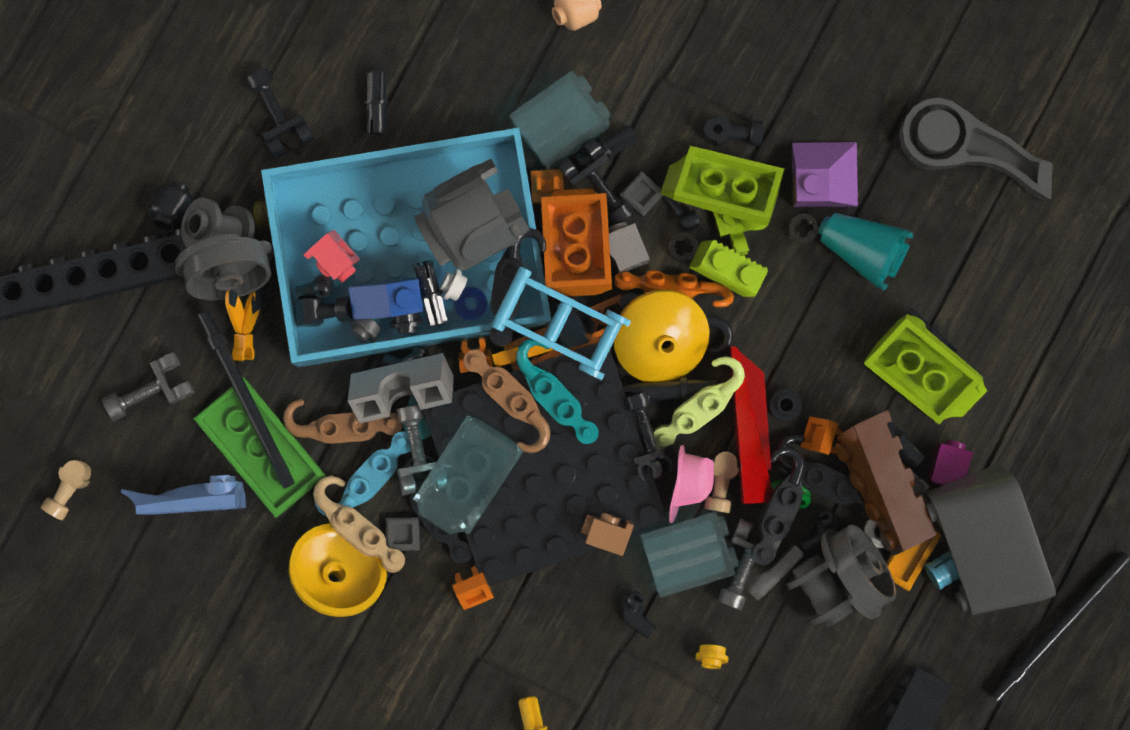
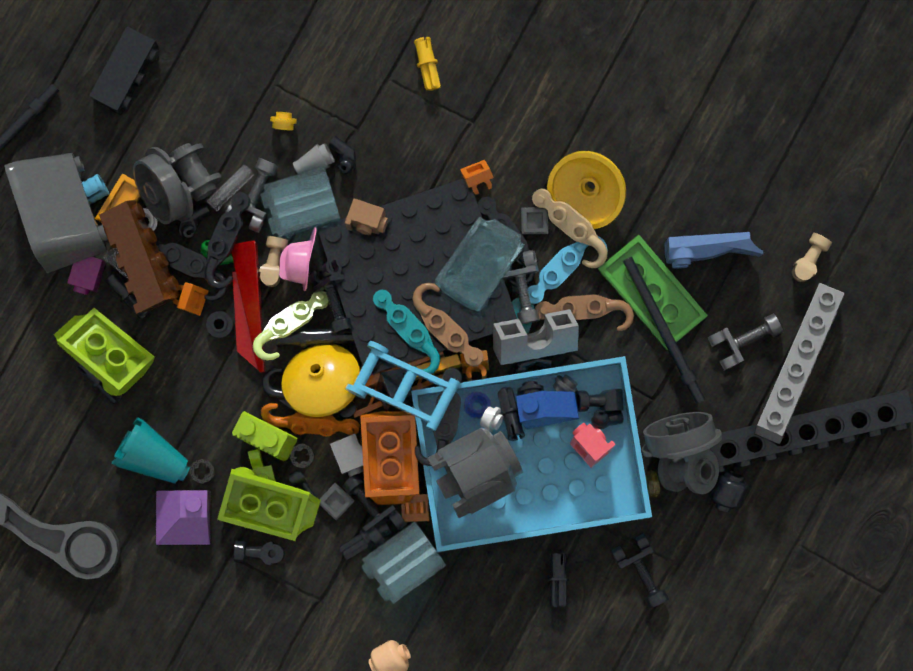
camera: 175 degrees right, 0 degrees up
(80, 357) = (799, 363): none -> light grey brick
(243, 322) = (667, 394): light orange piece -> none
(672, 608) = (316, 158): none -> light grey cone

